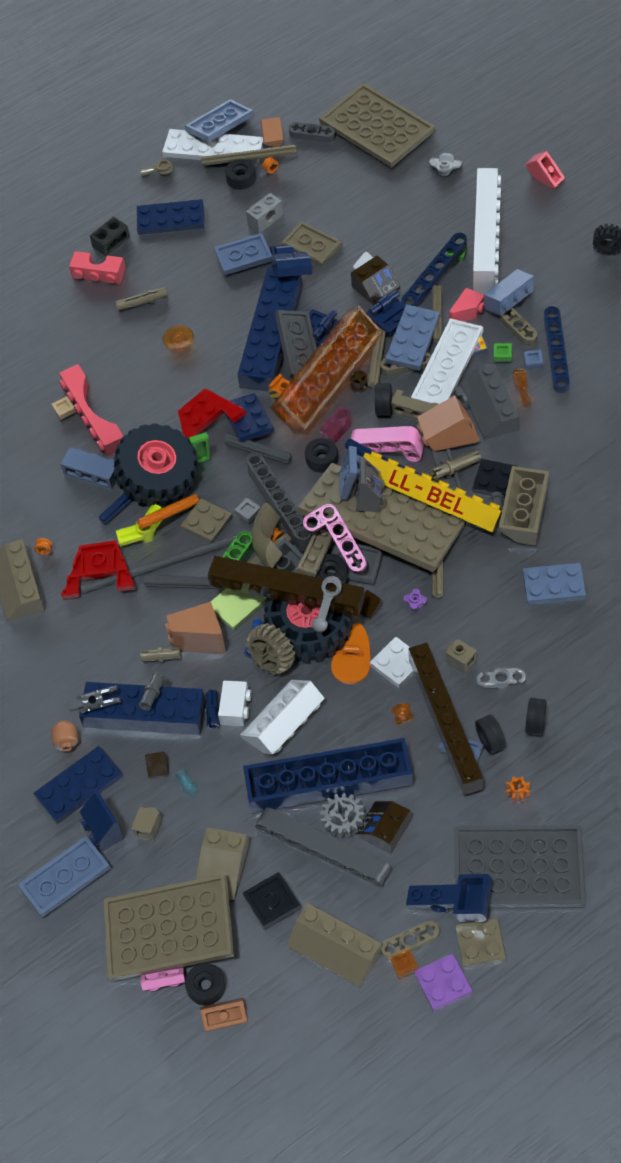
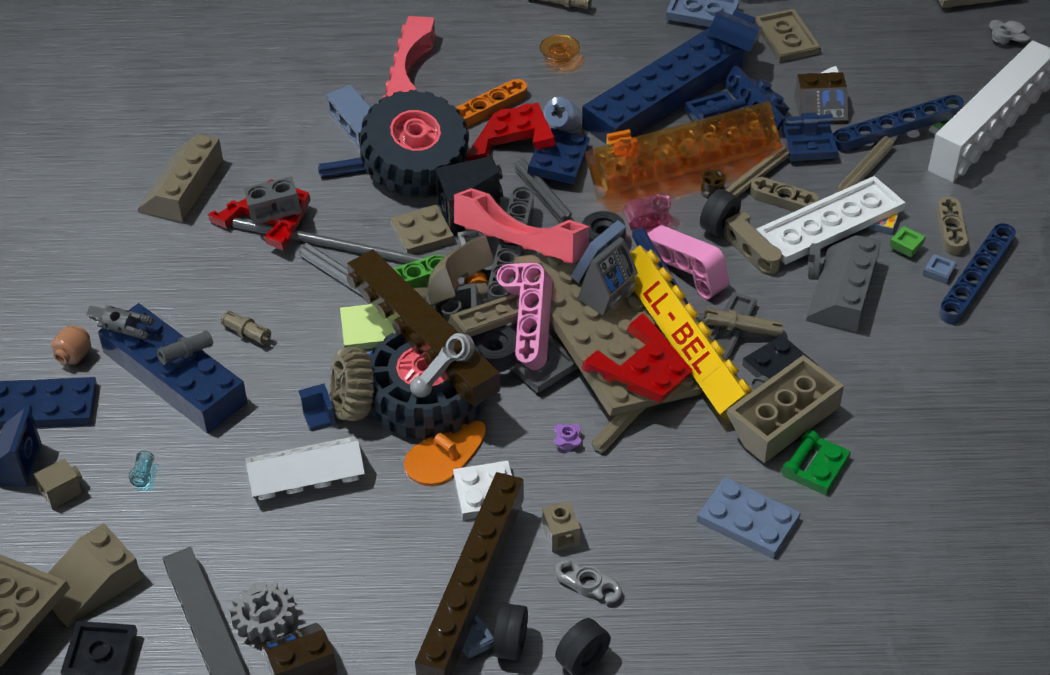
camera: 30 degrees right, 10 degrees down
(43, 546) = (237, 161): orange bush -> none
(63, 408) = (384, 51): tan plate -> none
(102, 560) = (272, 200): none -> dark grey brick
(134, 533) = (348, 199): neon yellow piece -> none
(156, 765) = (131, 432): dark brown slope -> none
(166, 405) = (511, 91): none -> orange beam
(168, 511) = (385, 194): orange axle -> none
(196, 630) = (299, 321): nougat slope -> none
(201, 444) = (477, 145): bright green tile -> none
(212, 709) = (241, 413): dark blue axle -> none
(218, 478) = (475, 174): none -> black slope
(233, 703) = (267, 420): white brick -> none
(235, 383) = (562, 114): none -> sand blue piece
(249, 489) = (481, 213): none -> coral arch
(255, 676) = (316, 407): none -> dark blue panel
(296, 338) = (677, 100): dark grey plate -> none
(328, 773) = (287, 553): dark blue brick -> none
(330, 300) = (756, 92): none -> dark blue bracket
(371, 604) = (511, 410): dark brown slope -> none
(402, 707) = (438, 539): clear orange plate -> none
(412, 337) = (812, 171): sand blue plate -> none
(436, 527) = (651, 371): none -> red wing
(447, 426) = (770, 277): nougat slope -> none
(467, 306) = (906, 174): coral slope -> none
(509, 292) = (967, 183): sand blue brick -> none
(520, 381) = (899, 278): clear orange piece -> none
(569, 526) = (823, 468): none -> green plate

